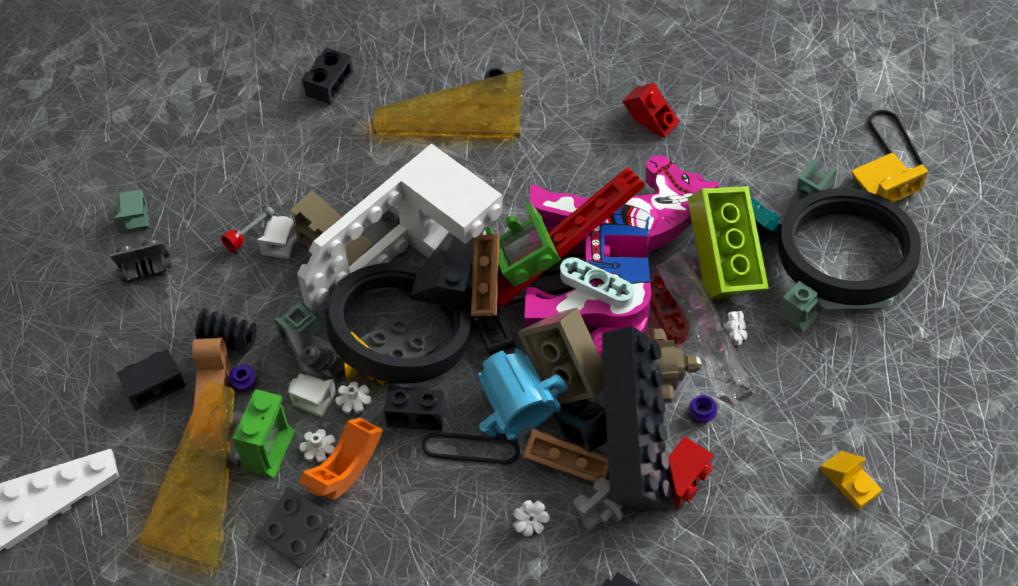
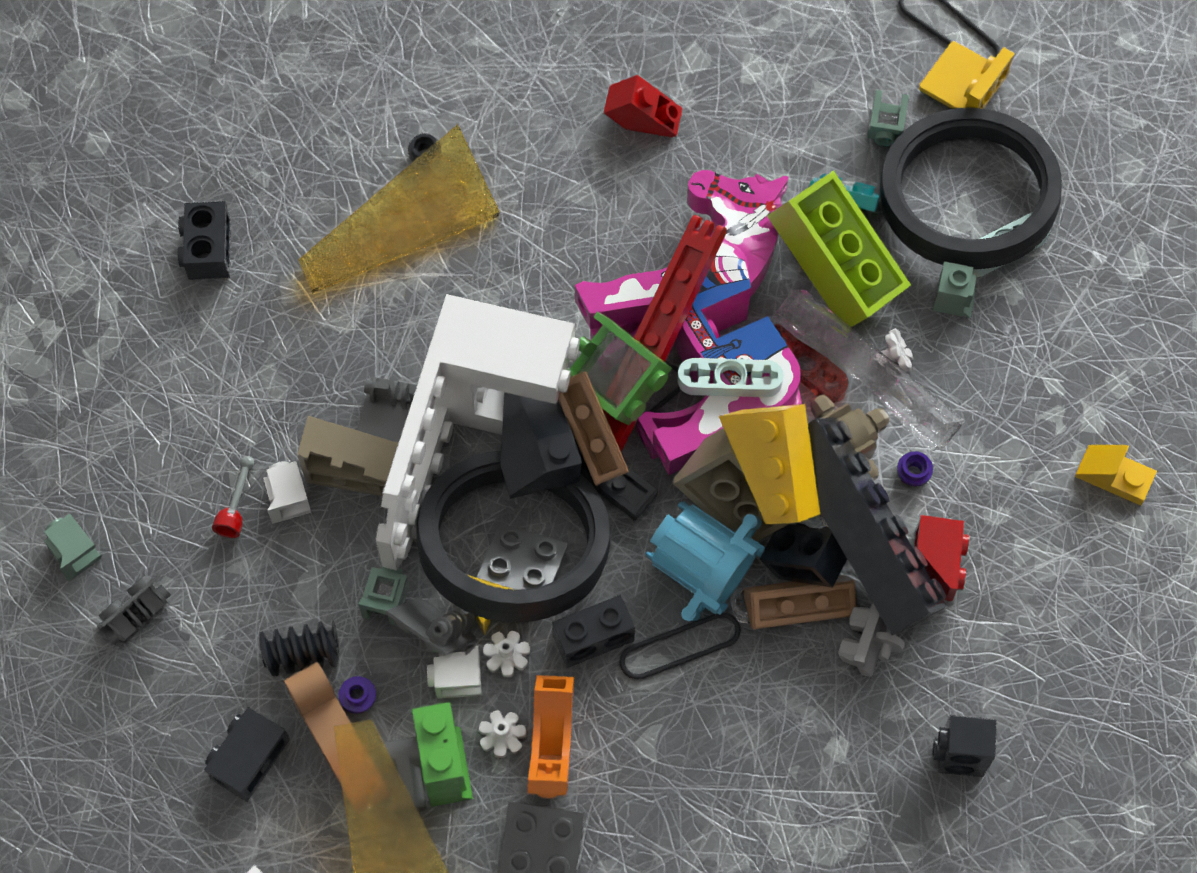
camera: 30 degrees left, 10 degrees up
(530, 518) = (801, 696): white plant -> none
(589, 342) = (775, 460): none -> yellow wedge

